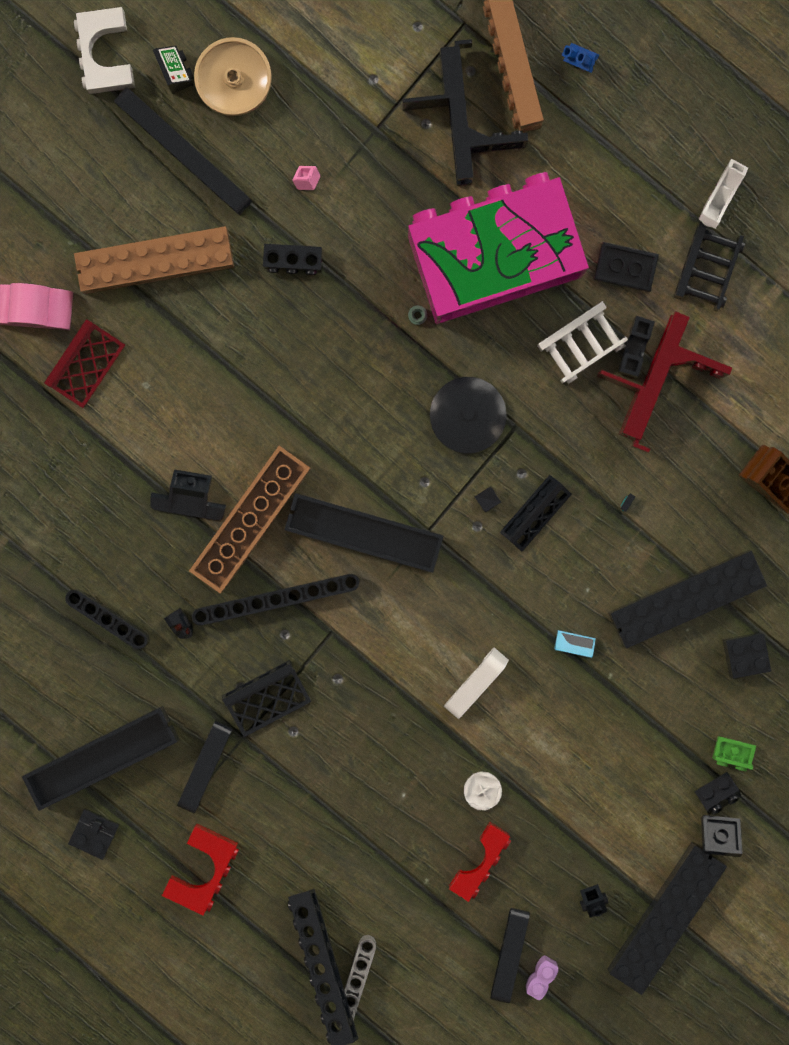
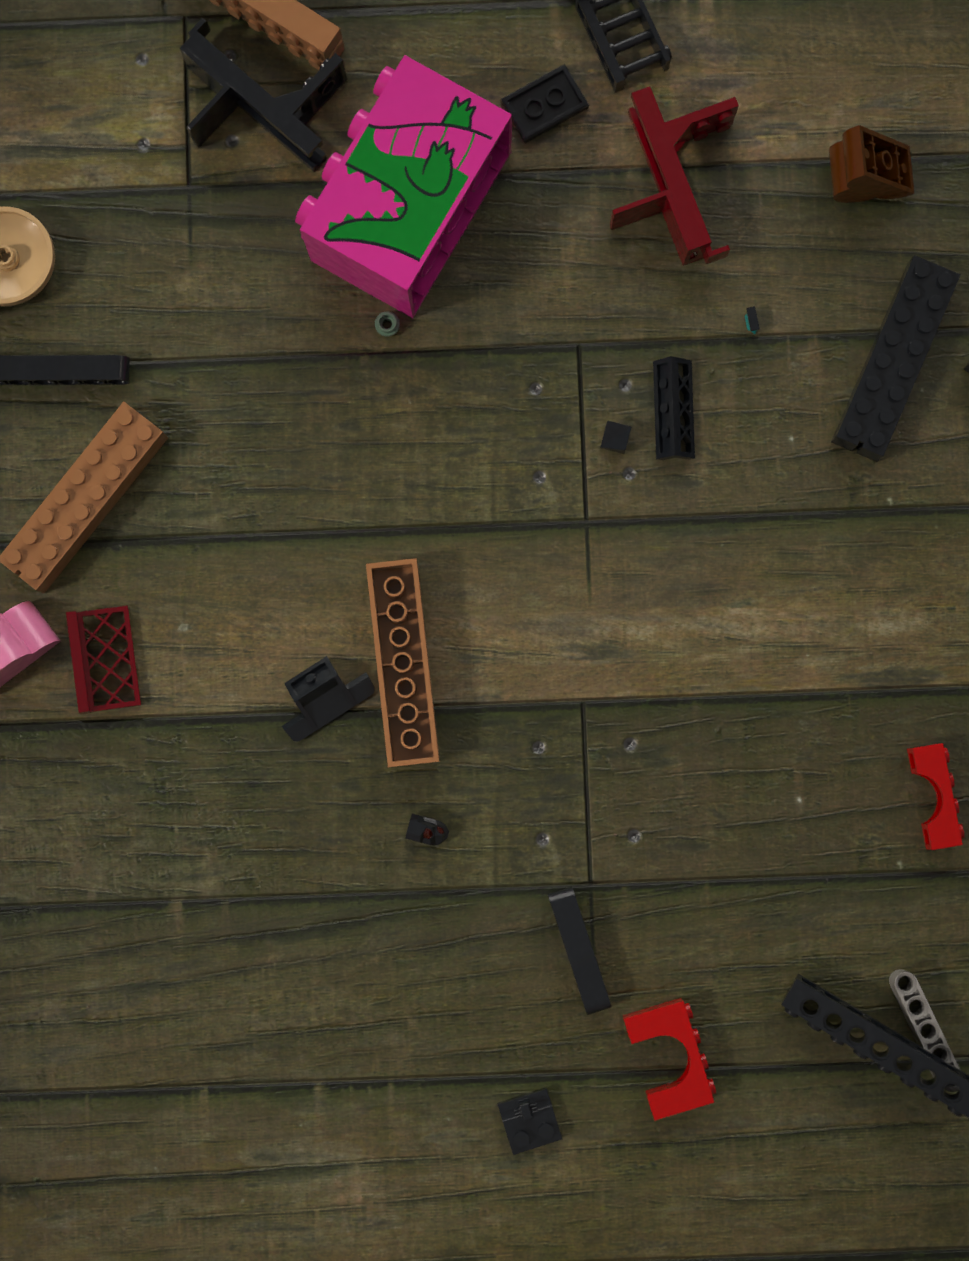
camera: 35 degrees left, 5 degrees down
(98, 616) = (337, 893): black beam -> none
(100, 758) = (467, 1037): black piece -> none
(230, 613) = (509, 711): black beam -> none
(255, 686) = (556, 825): black fence -> none
(285, 252) = (220, 363): black brick -> none
(306, 177) = (162, 290): bright pink slope -> none
(364, 532) = (526, 575): black piece -> none
(468, 415) = (522, 375): black dish -> none
(477, 683) = (770, 623): white beam -> none
(482, 790) = (872, 724): white tile -> none
(574, 644) = (828, 500): medium azure slope -> none
(581, 324) = (552, 192): white fence -> none
(635, 347) = (617, 155): black arch -> none

